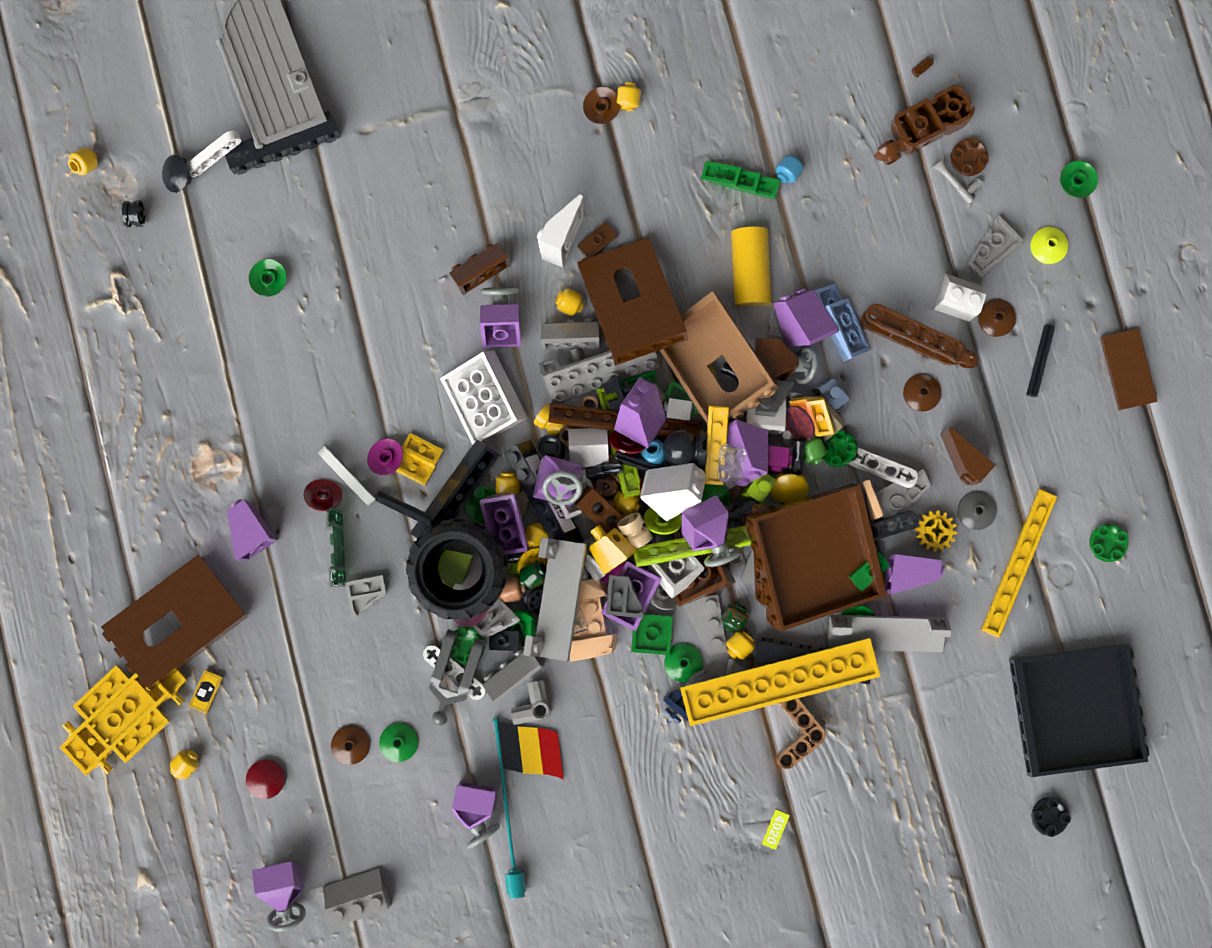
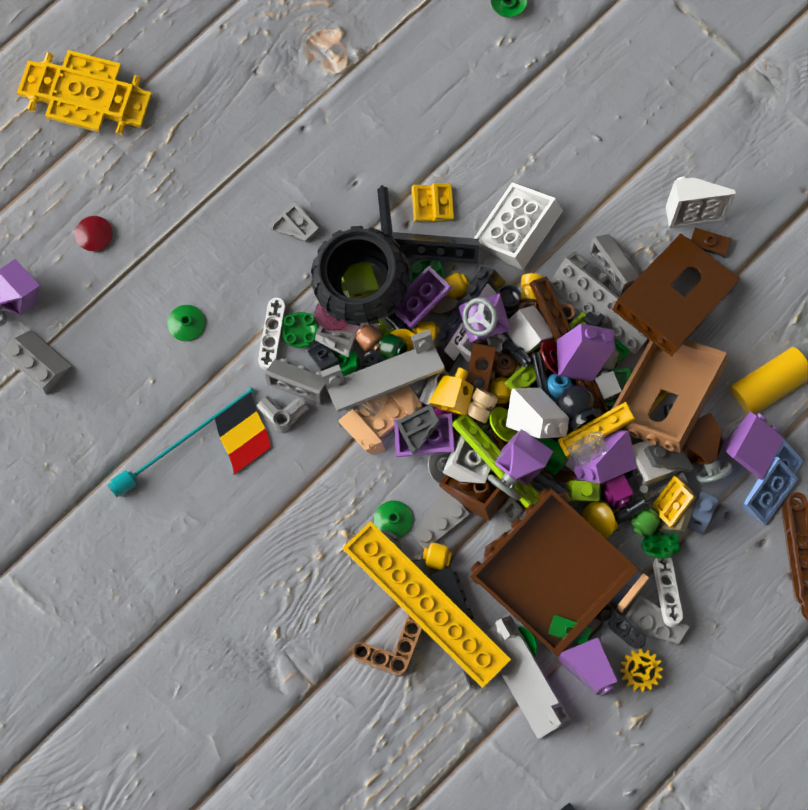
camera: 60 degrees right, 10 degrees down
(184, 764) = (69, 163): yellow head -> none
(198, 604) = (208, 97): reddish brown panel -> none
(206, 691) = (139, 147): tile -> none
(248, 530) = (291, 102): medium lavender slope -> none
(322, 489) = (356, 144): dark red dish -> none
(334, 523) = (300, 189): clear green wedge -> none
(346, 475) = (383, 154): white beam -> none
(360, 744) = (164, 293): reddish brown dish -> none
(380, 452) = (418, 175): magenta dish -> none
(445, 695) = (269, 317): dark grey piece -> none
(474, 805) = (168, 410): medium lavender piece -> none
(479, 268) = (623, 159): reddish brown slope -> none
(500, 320) = (589, 201): medium lavender piece -> none
(569, 302) = (643, 247): yellow head -> none
(653, 635) = (401, 477): green plate -> none
(672, 700) = (354, 527): dark blue hips -> none
(735, 617) = (458, 538): dark green head -> none
(775, 829) = (295, 681): neon yellow sticker -> none
(800, 423) = (660, 493): clear pink piece -> none
(913, 396) = (753, 600): reddish brown dish -> none
(966, 459) = (719, 665): reddish brown slope -> none
(968, 514) = (675, 706): dark grey dish -> none
(1018, 563) = (659, 763): yellow tile -> none

